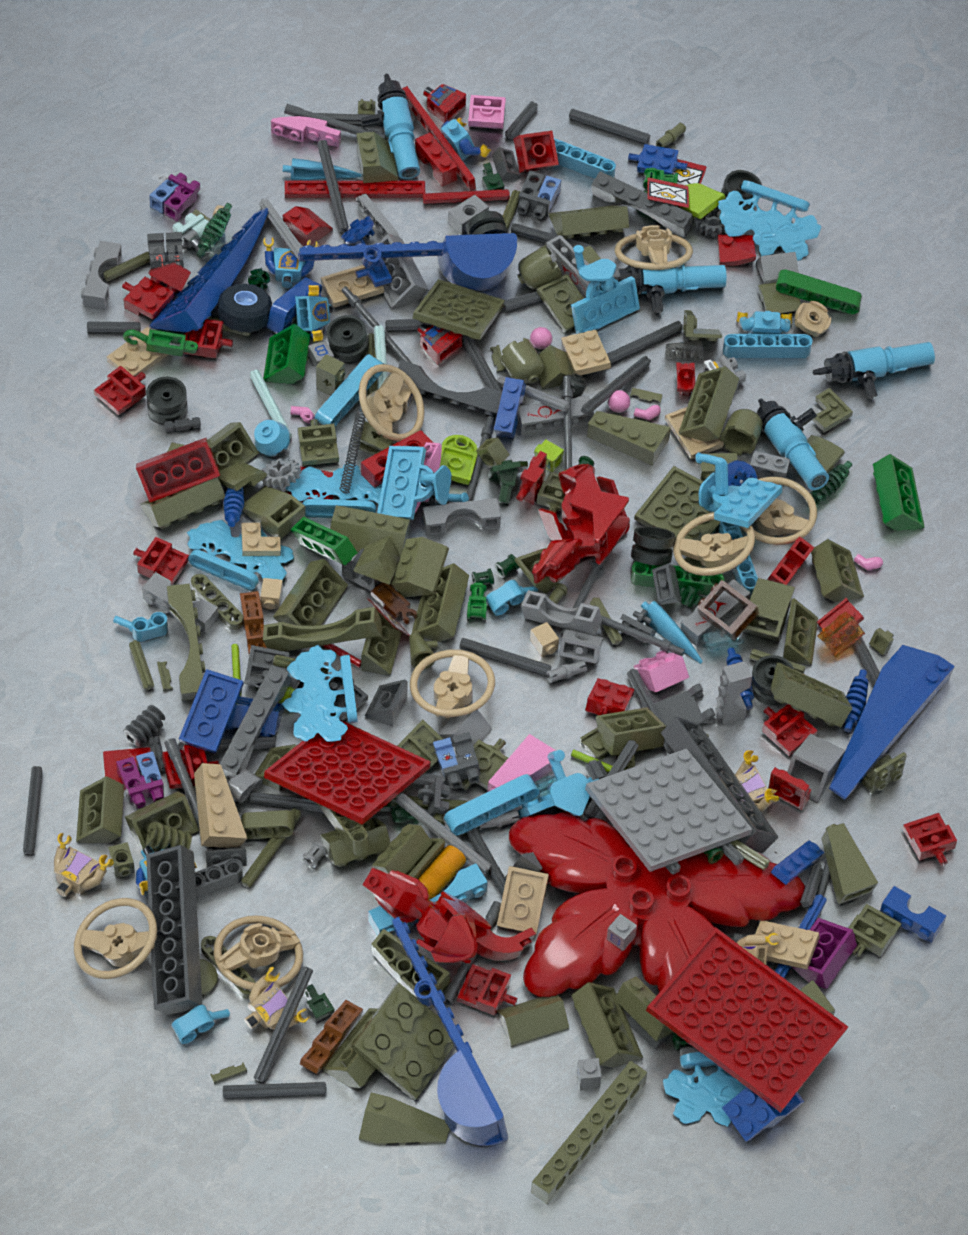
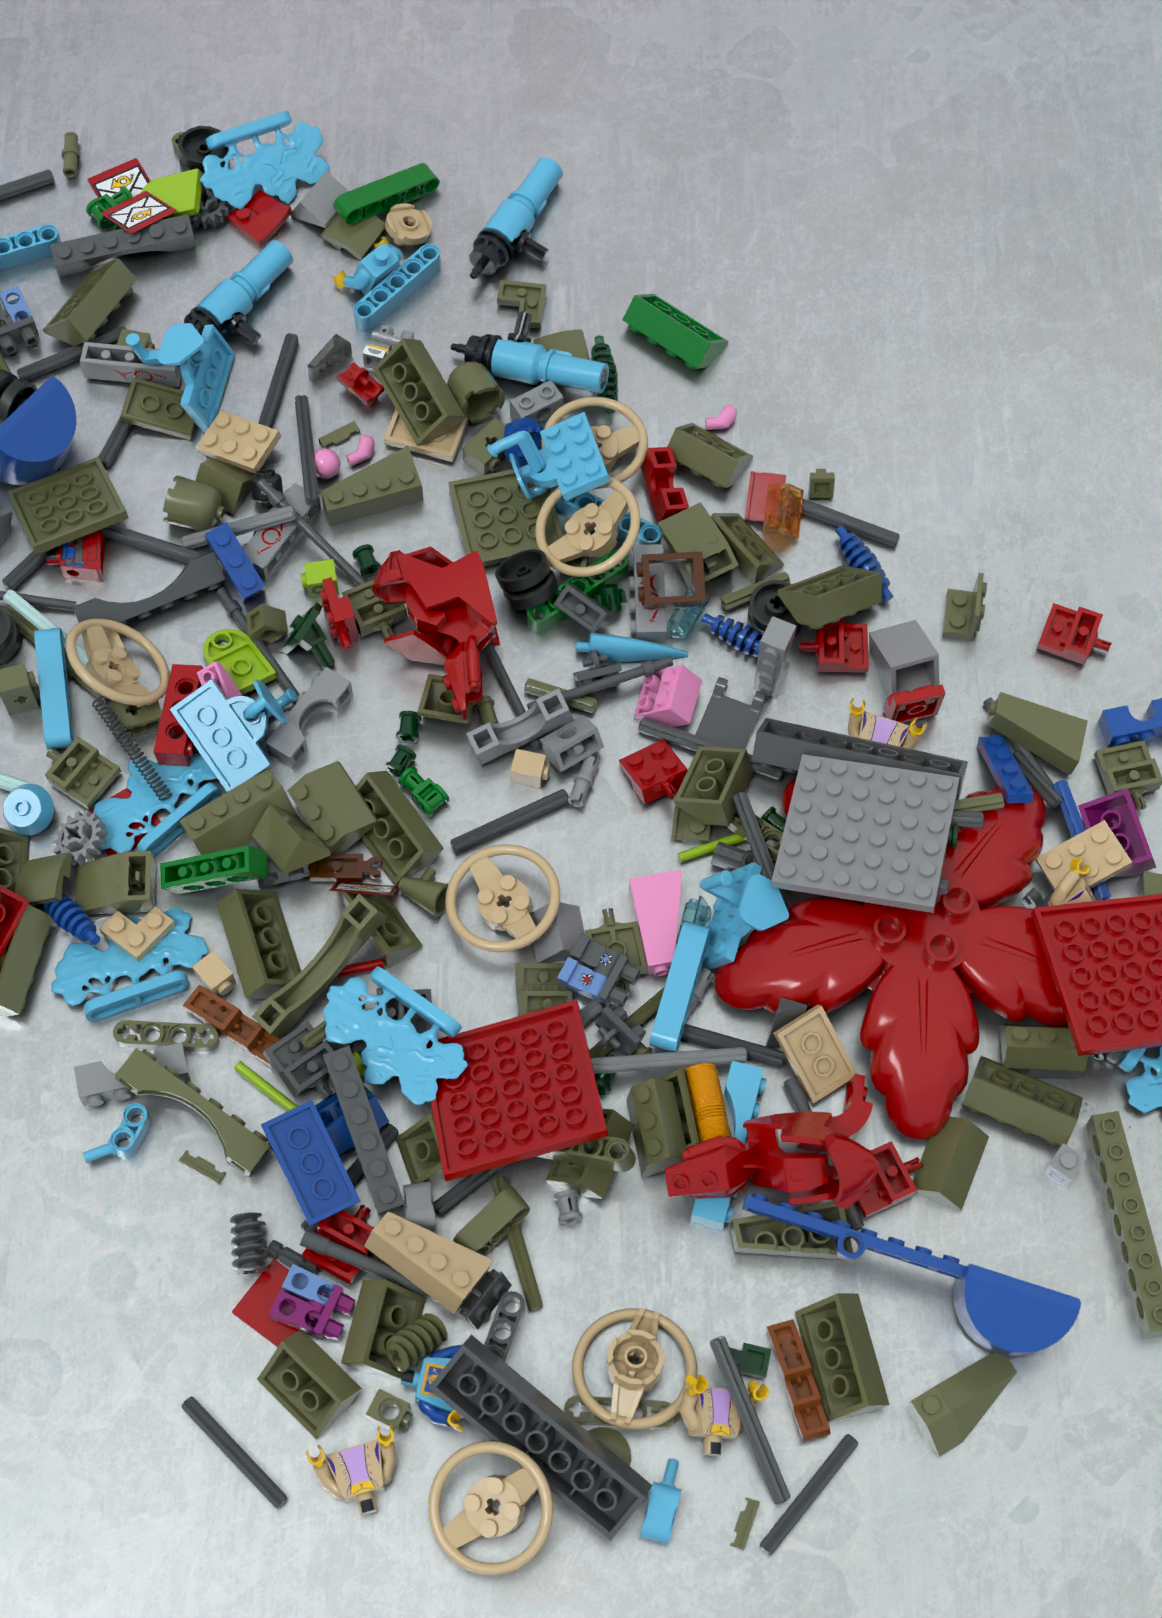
camera: 45 degrees left, 10 degrees up
(141, 665) = (167, 1180): olive axle -> none
(161, 559) = (61, 1048): red plate -> none
(304, 412) = (27, 751): bright pink arm -> none
(388, 702) = (455, 977): dark grey slope -> none
(404, 1041) = (879, 1314): olive piece -> none
(495, 357) = (156, 523): olive piece -> none
(509, 592) = (447, 753): medium azure beam -> none
(538, 269) = (100, 395): olive cylinder -> none
(541, 338) = (177, 463): bright pink piece -> none
(621, 932) = (964, 998): light grey brick -> none
(656, 245) = (188, 273): tan piece -> none
(658, 158) = (82, 188): blue plate -> none
(690, 328) = (313, 329): olive bracket -> none
(897, 698) = (899, 520): blue wedge -> none

